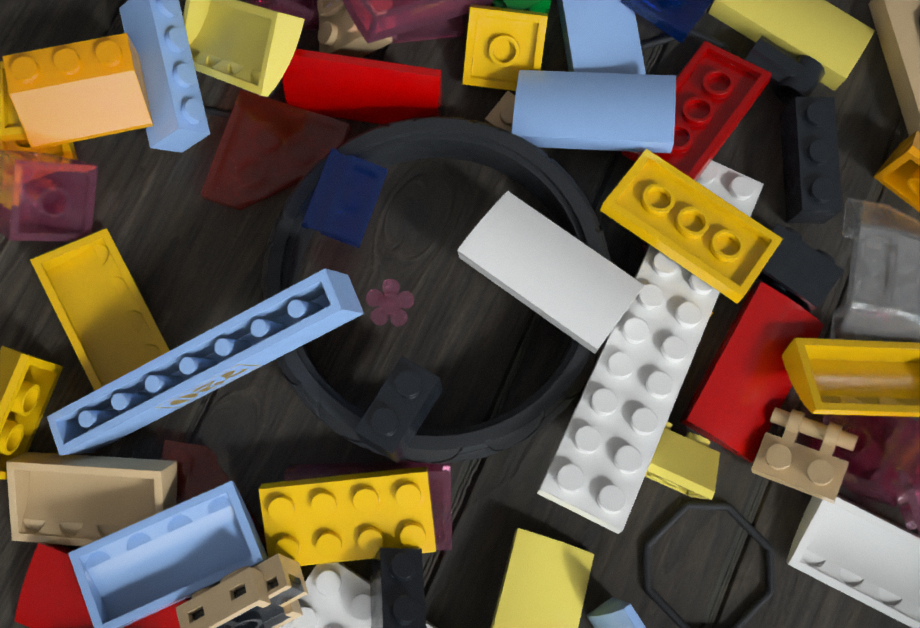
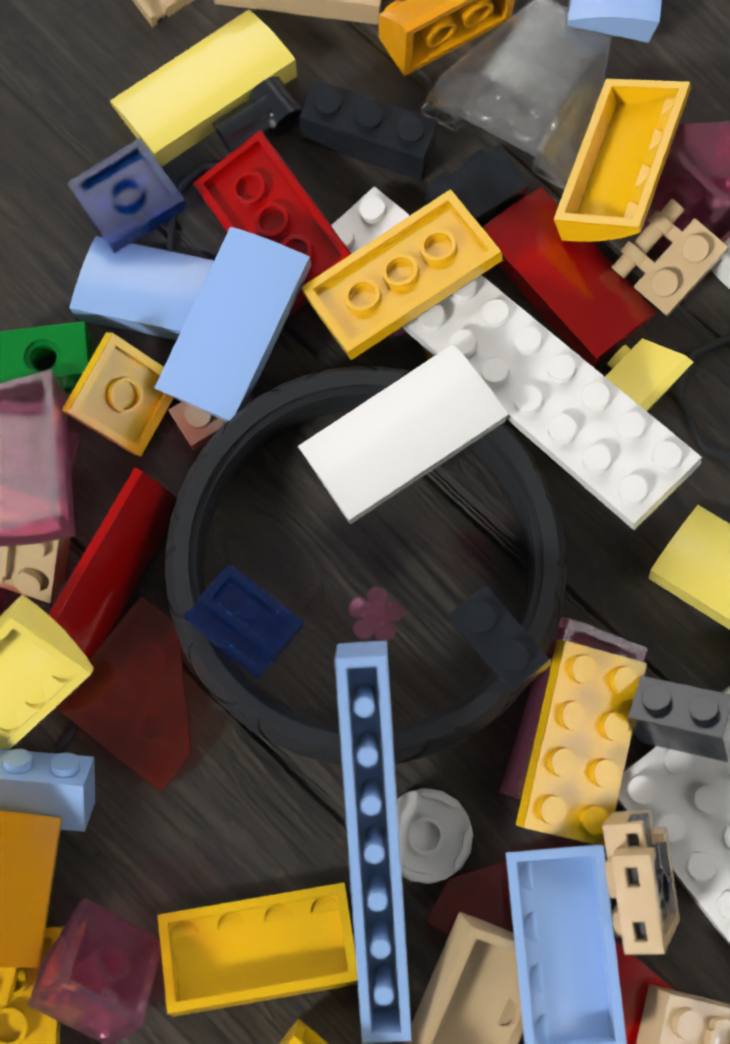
camera: 70 degrees left, 0 degrees up
(236, 418) = (432, 835): none -> white tile

